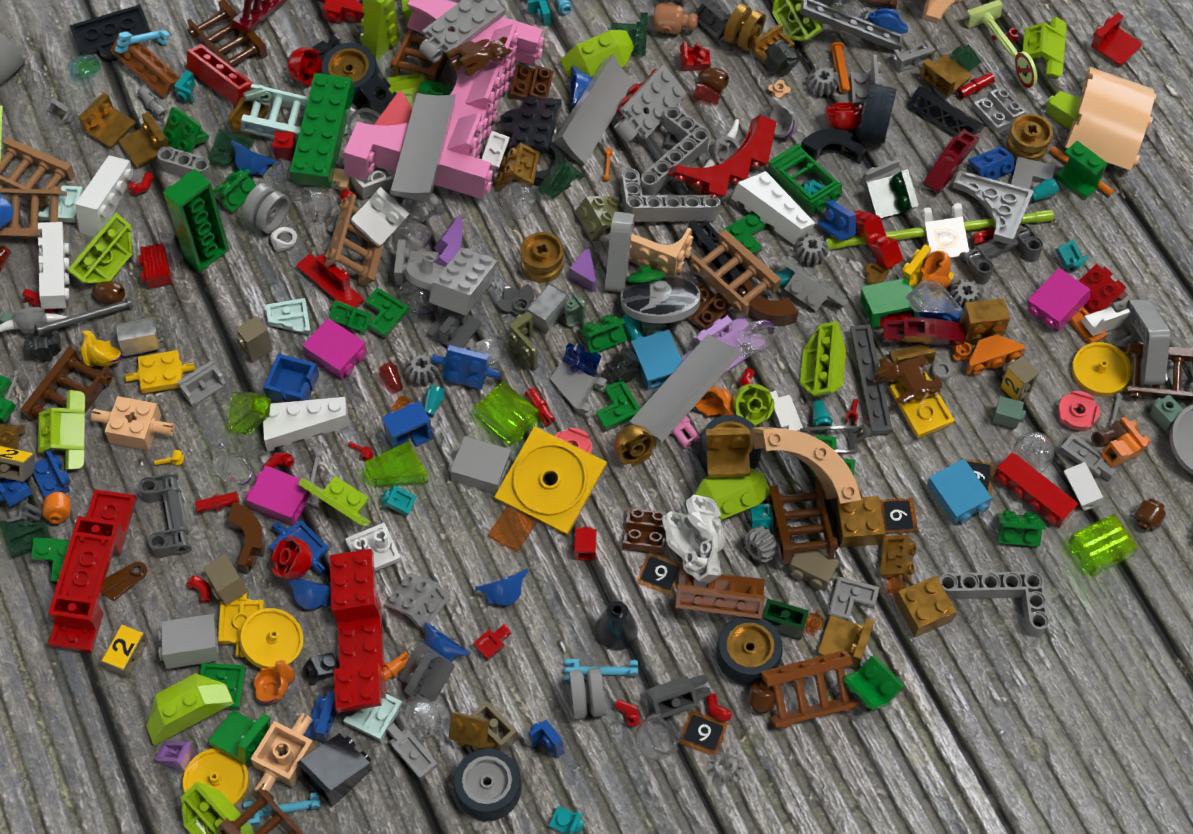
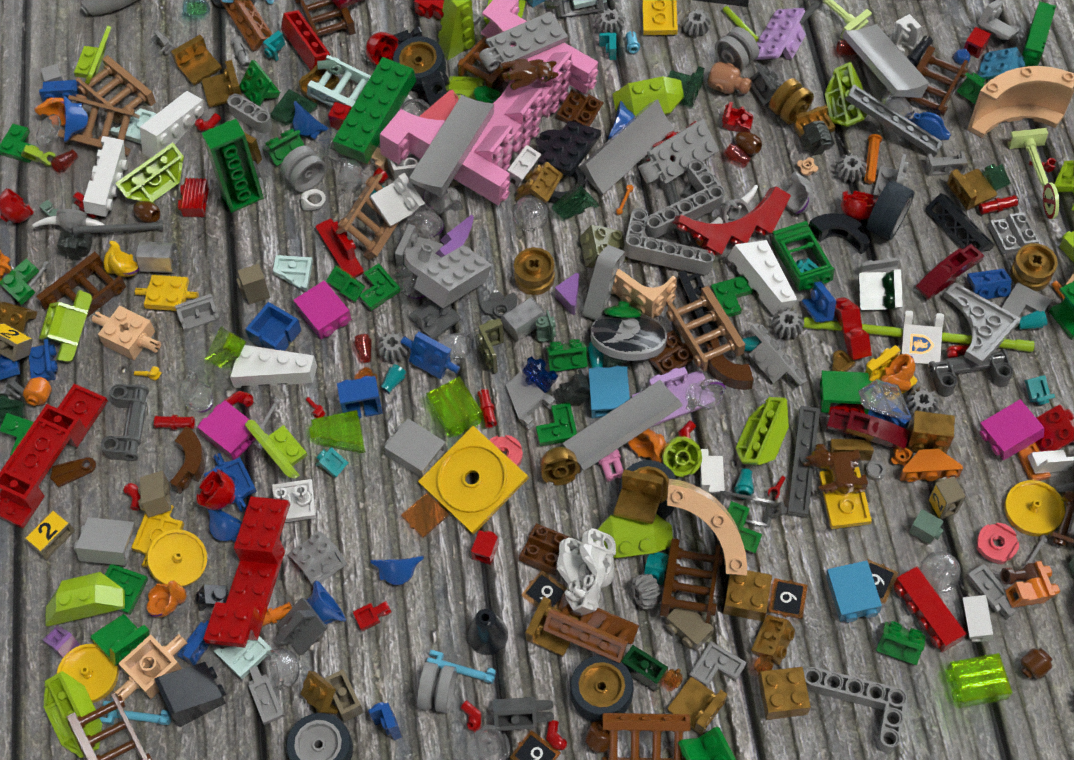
camera: 20 degrees right, 0 degrees up
(672, 616) = (544, 639): none -> pearl gold bracket

